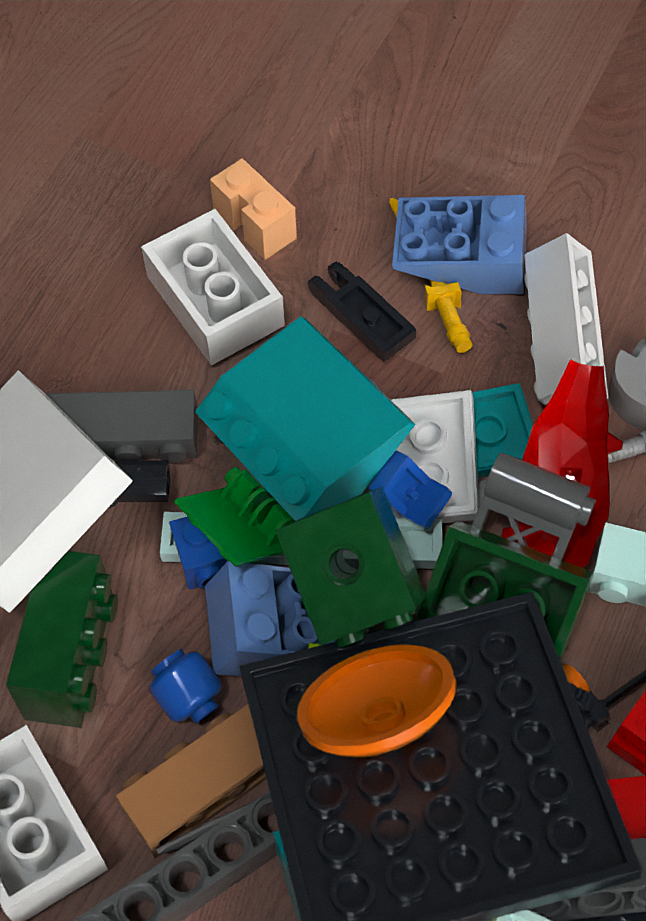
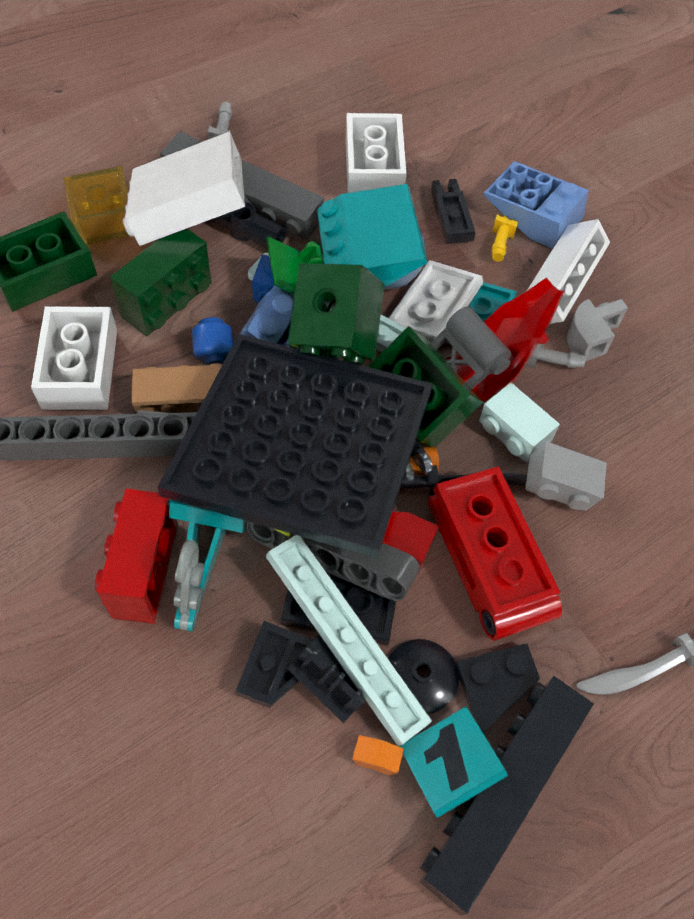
camera: 25 degrees right, 0 degrees up
(250, 201) = (427, 130): light nougat brick -> none
(377, 700) = (291, 380): orange dish -> none
(411, 490) = (405, 303): blue bracket -> none

